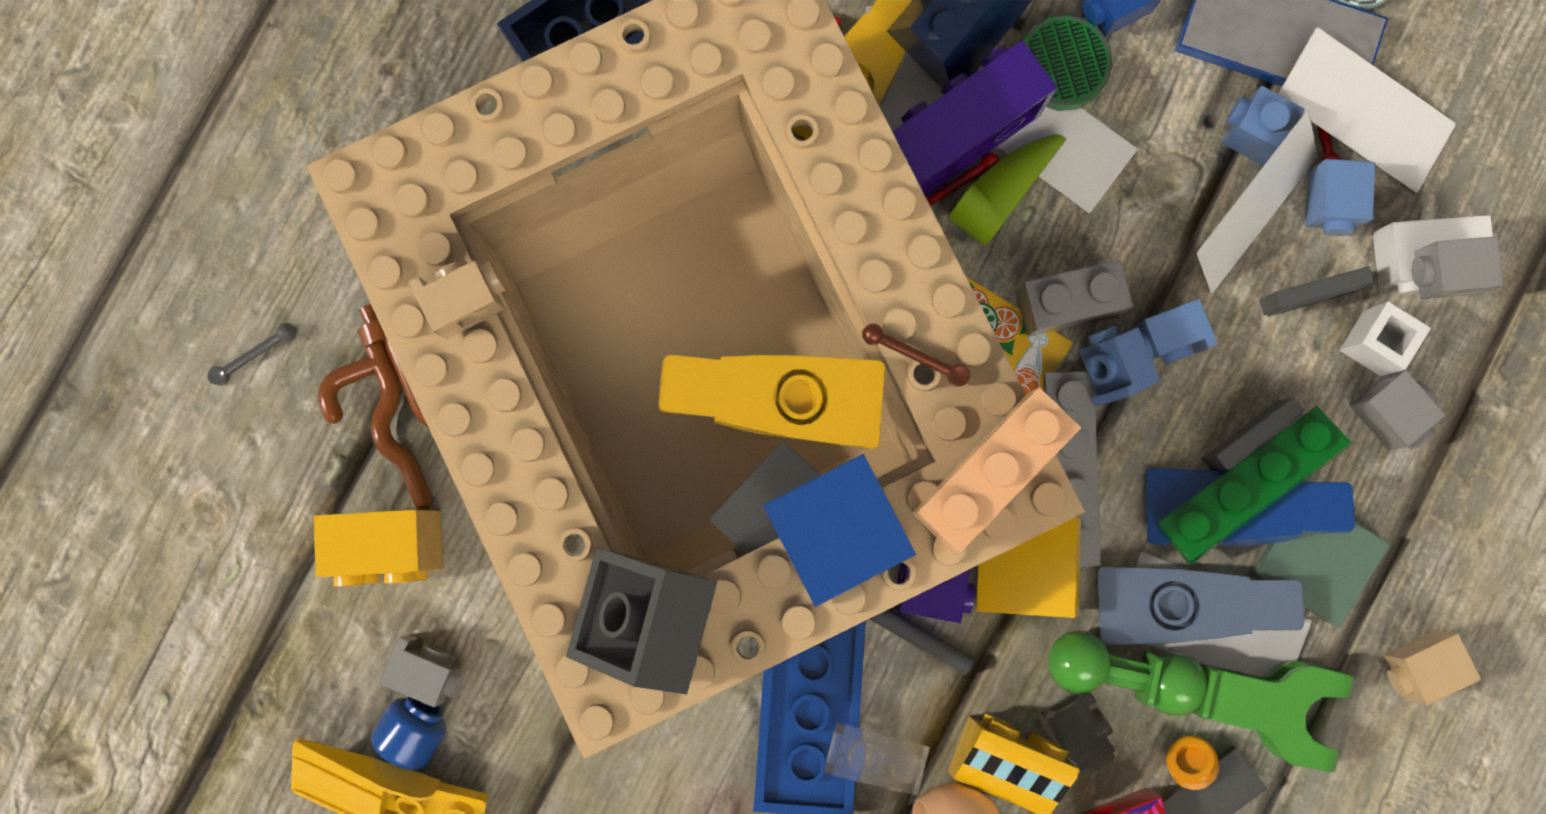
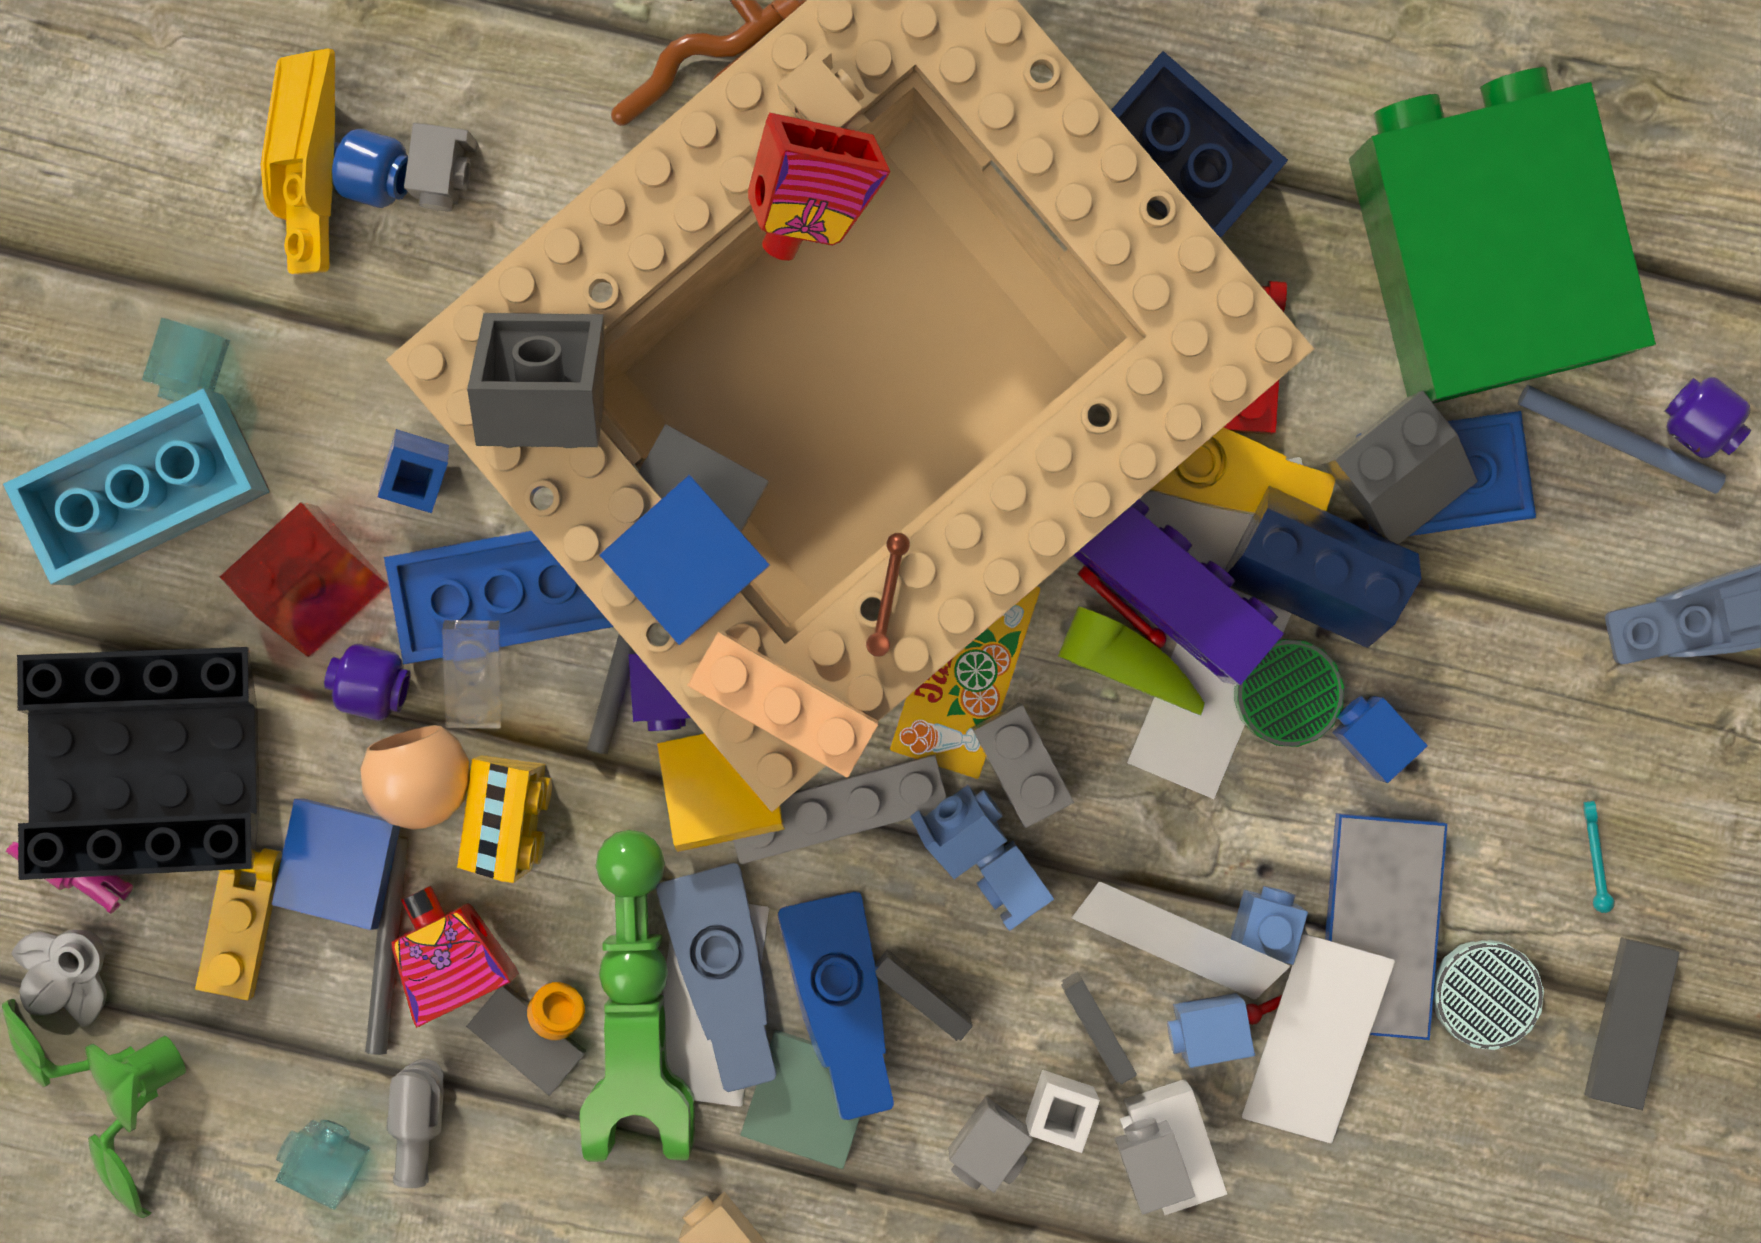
camera: 65 degrees right, 5 degrees up
(368, 544) = (561, 81): yellow brick -> none
(529, 323) = (812, 182): none -> red torso
(685, 764) = (413, 471): none -> blue brick
(780, 395) = (807, 464): yellow piece -> none
(1081, 731) = (557, 884): clear smoke brick -> none
(1253, 485) = (866, 1005): green plate -> none

